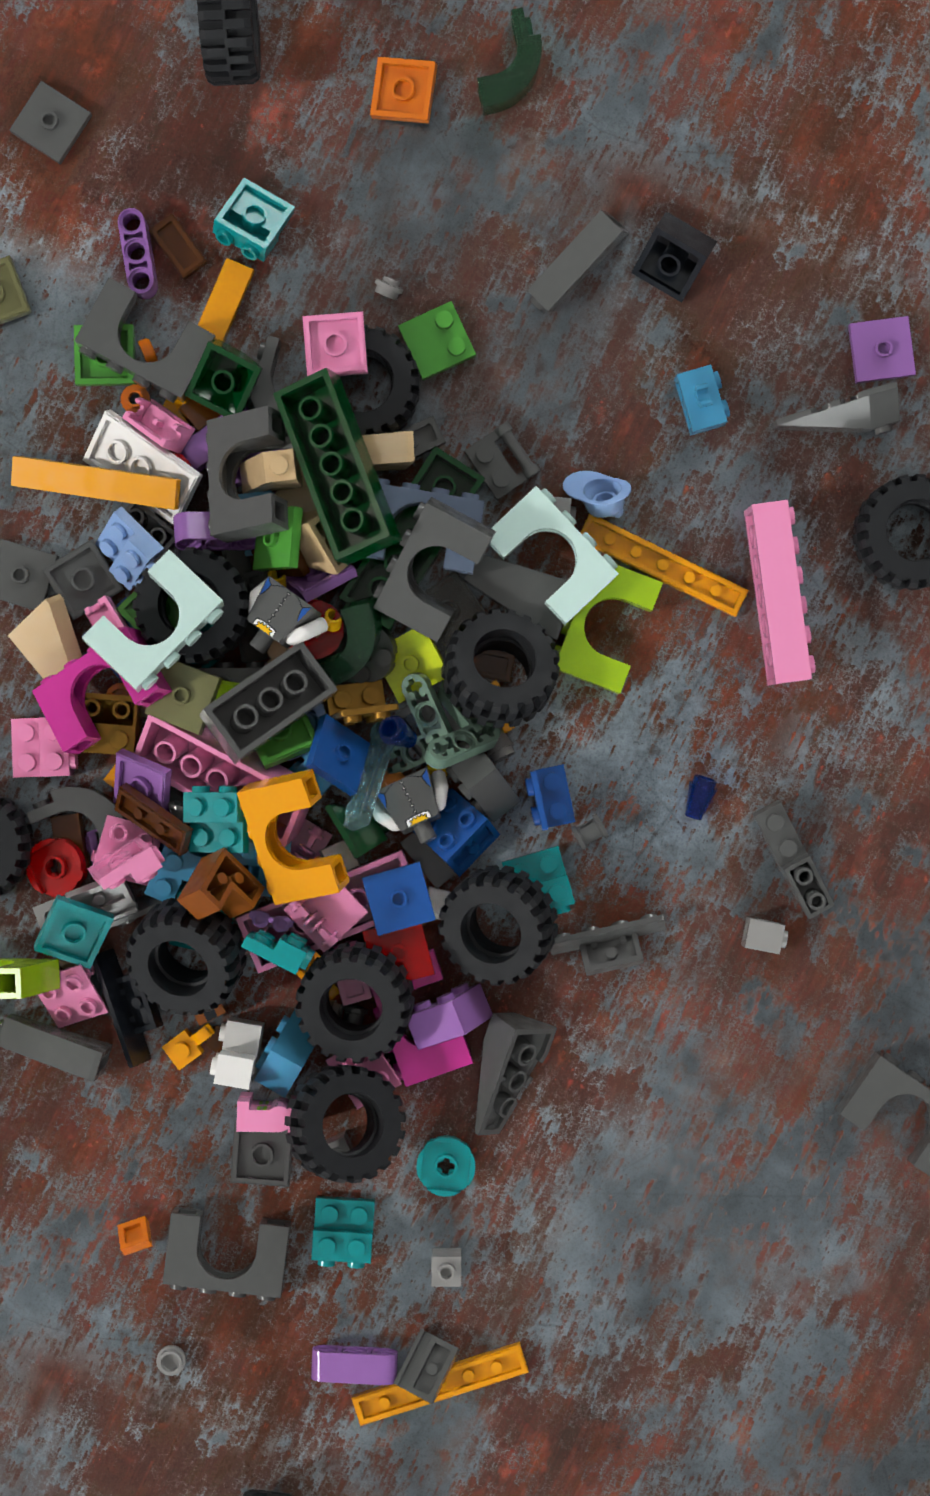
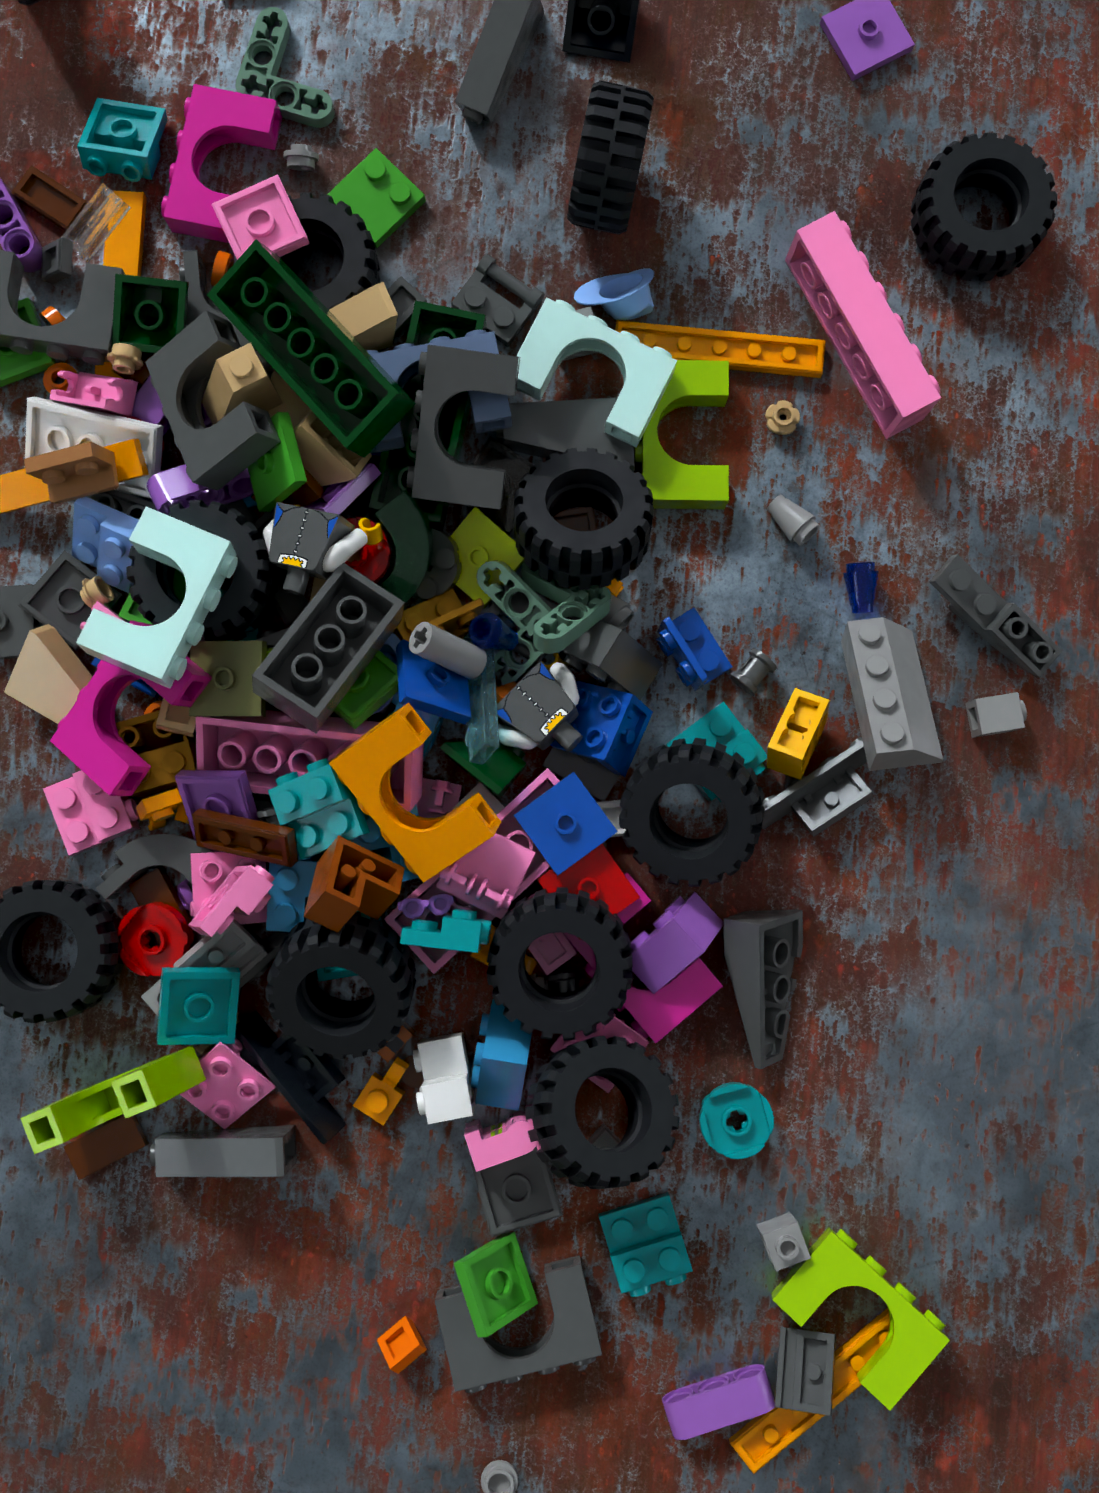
camera: 20 degrees left, 5 degrees down
(95, 769) = (159, 808): none -> light orange plate
(105, 583) = (96, 590): none -> tan plate
(123, 492) = (75, 471): none -> medium nougat bracket
(131, 711) = (175, 719): none -> tan plate
(165, 301) = (57, 260): none -> dark grey tile
(192, 408) = (125, 358): none -> tan plate
(207, 286) = (99, 225): none -> clear tile
(221, 1217) = (495, 1284): none -> bright green plate
(293, 357) = (222, 264): none -> orange tile
(328, 230) = (213, 120): none -> dark pink arch
(357, 736) = (447, 650): none -> light grey piece
(385, 205) = (265, 75): none -> sand green beam
(481, 1299) = (912, 1336): none -> lime arch
(603, 894) = (797, 733): none -> yellow brick
(629, 391) = (609, 157): none -> black tyre
(667, 725) = (793, 520): none -> light grey cone
(683, 643) = (779, 426): none -> tan plate
(686, 891) = (889, 695): none -> light grey slope
(702, 399) = (692, 153): dark azure brick -> none
(866, 412) = (872, 106): dark grey wedge -> none

